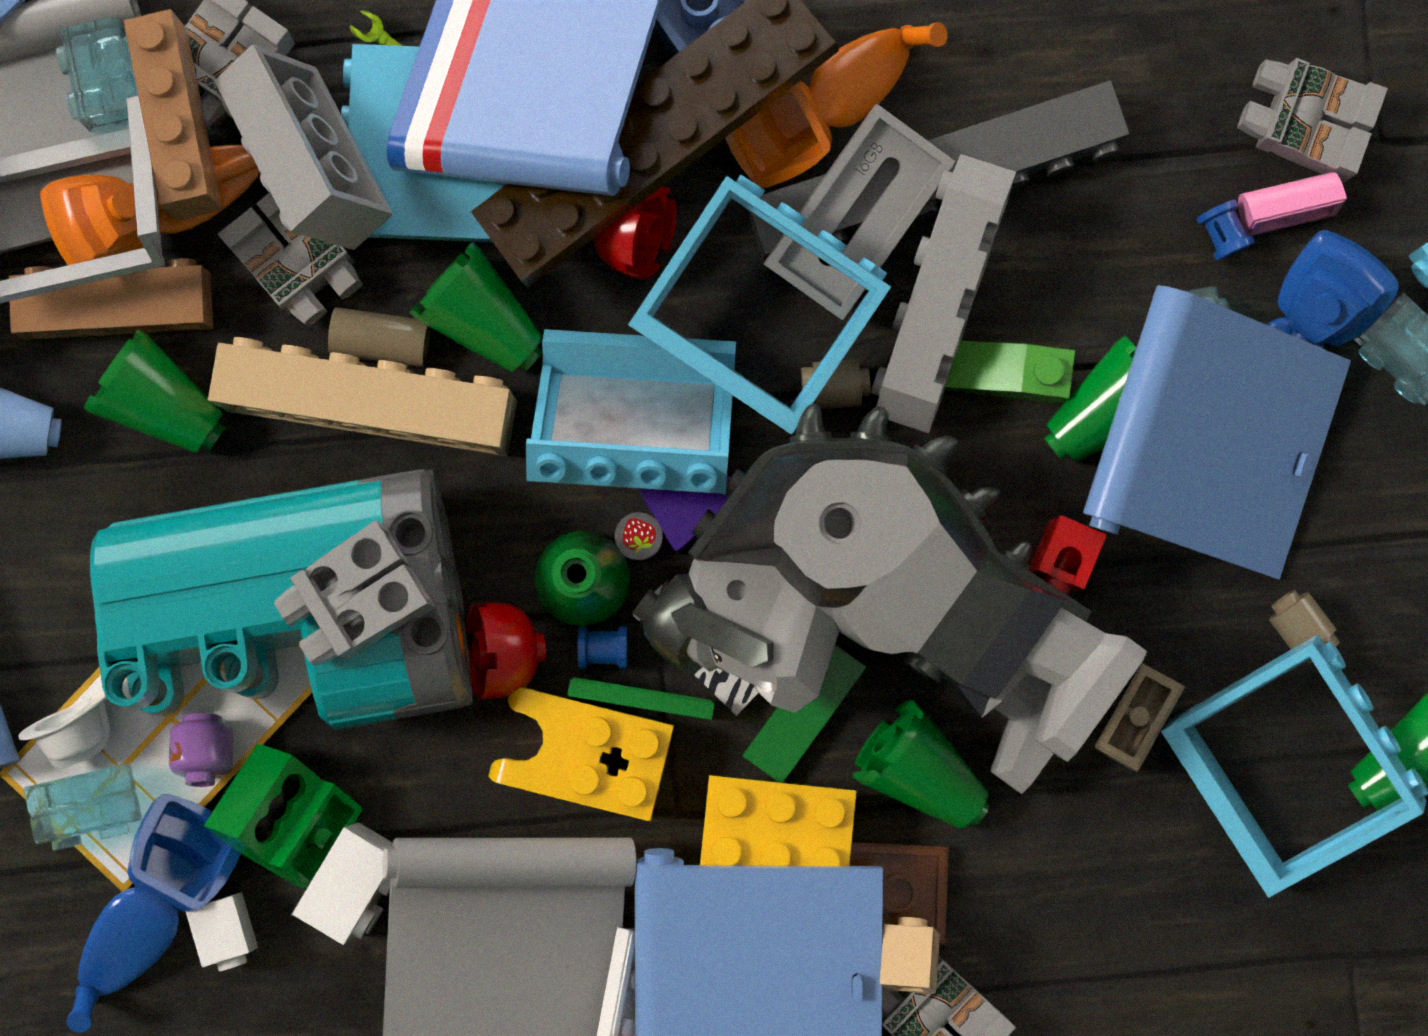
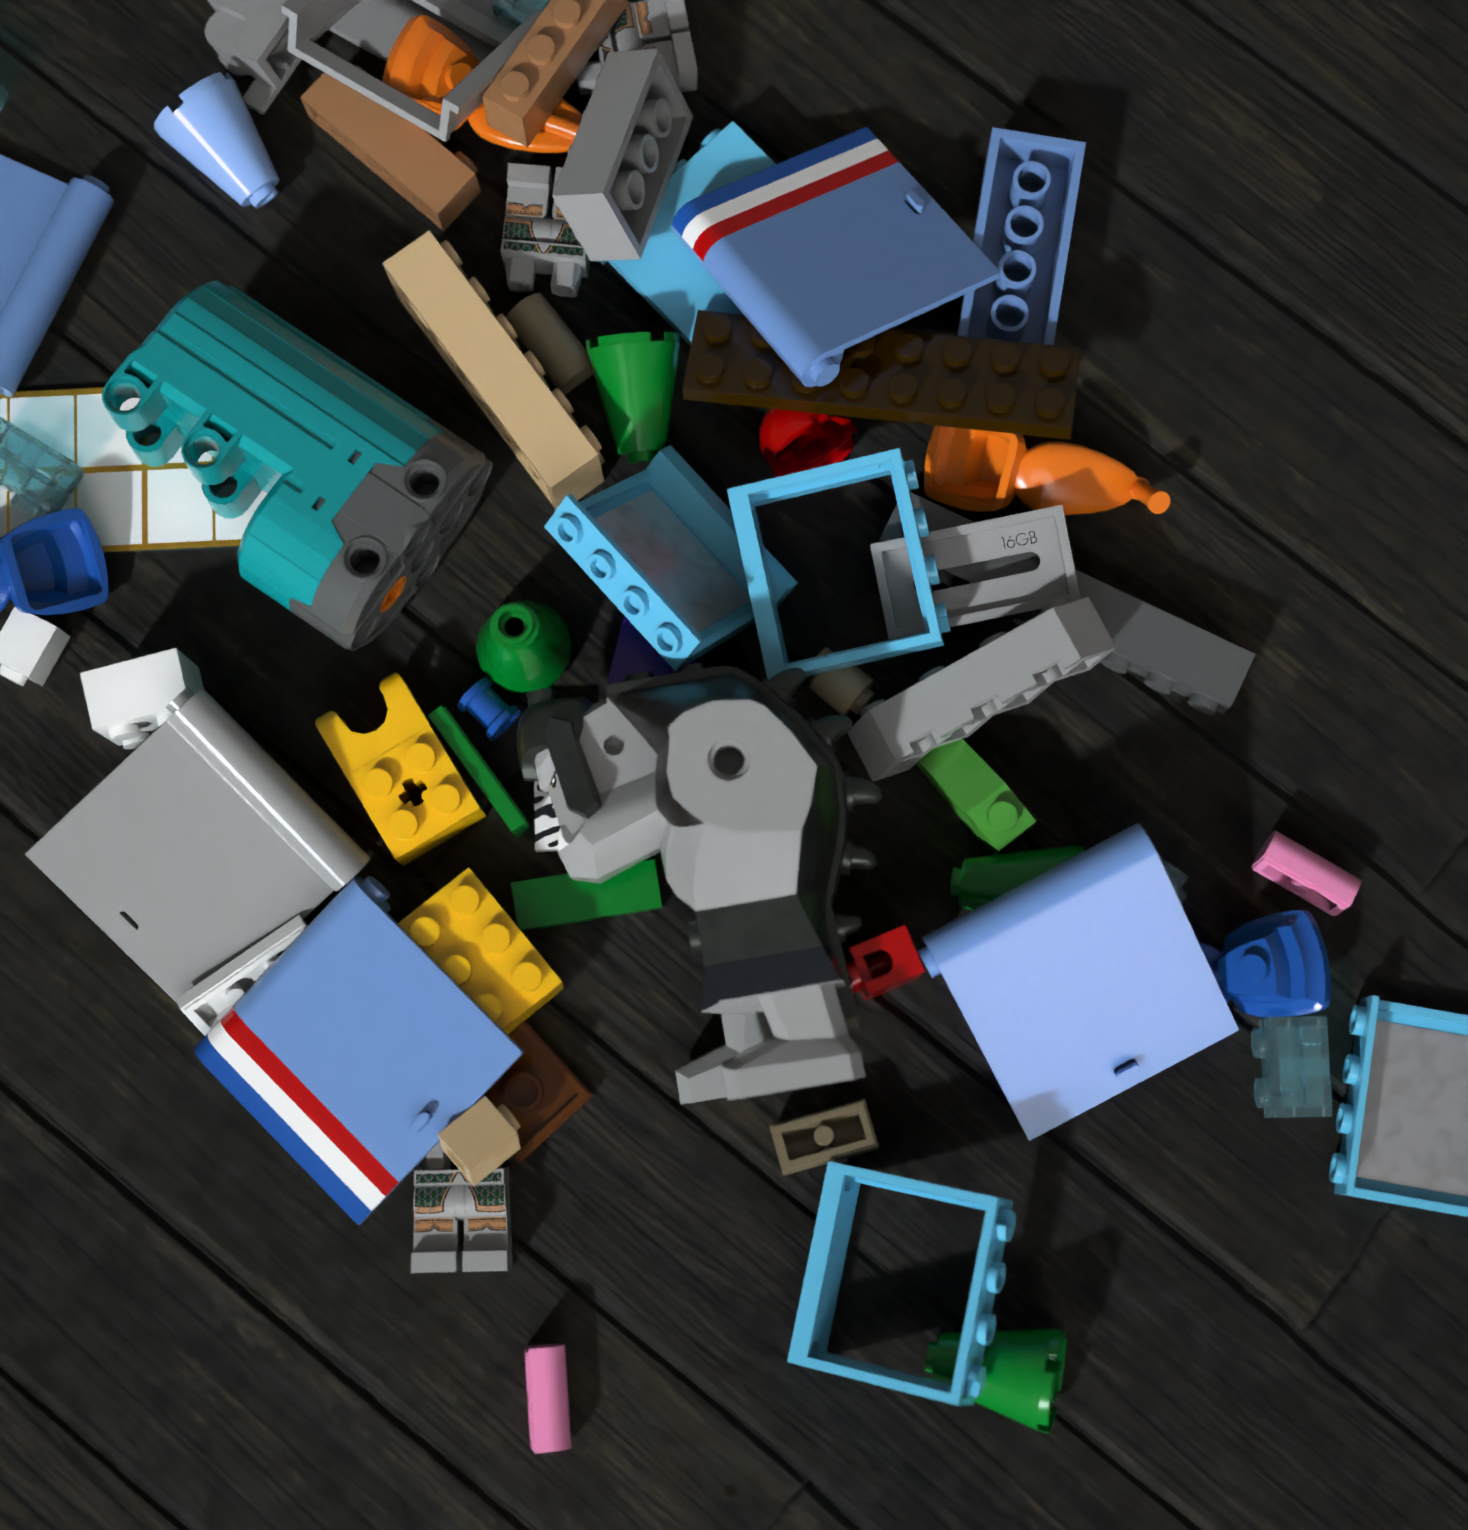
camera: 45 degrees right, 5 degrees down
(73, 732) = (65, 411): white piece -> none
(155, 397) = (353, 233): green cone -> none
(201, 749) = (140, 506): medium lavender head -> none
(310, 818) = (159, 624): green piece -> none
(354, 595) = (339, 482): light grey hips -> none
(376, 34) = (759, 135): lime hand -> none
(502, 649) = (417, 640): red cylinder -> none
(638, 536) = (592, 656): tile -> none
(921, 769) = (627, 1019): green cone -> none
(1225, 230) = (1238, 846): blue bush -> none
(1300, 619) = (1015, 1181): dark tan brick -> none
(1313, 116) = (1385, 829): light grey hips -> none

